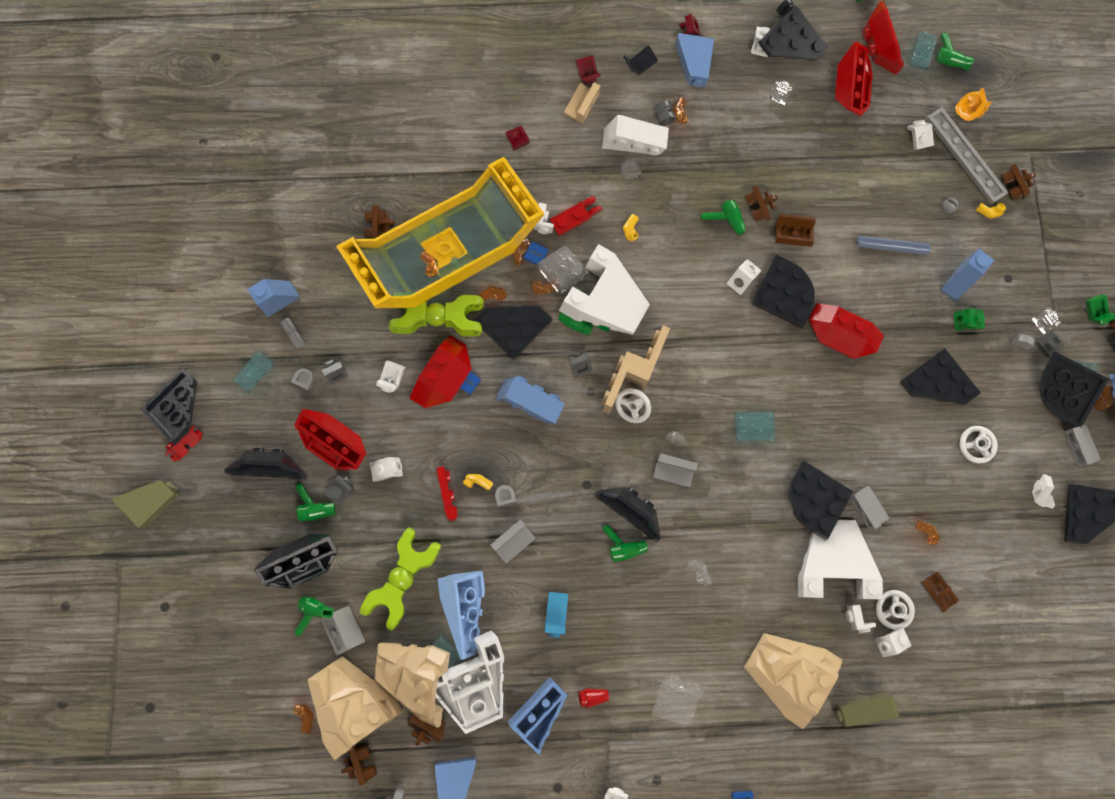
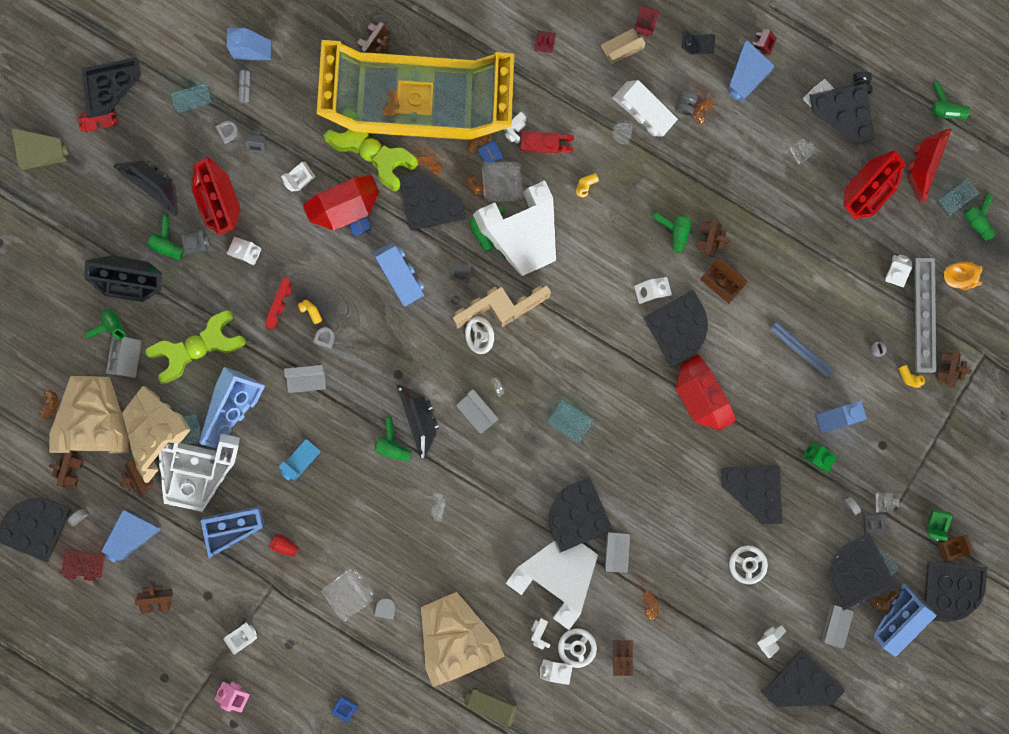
camera: 40 degrees right, 5 degrees up
(716, 690) = (385, 608): none -> light grey tile

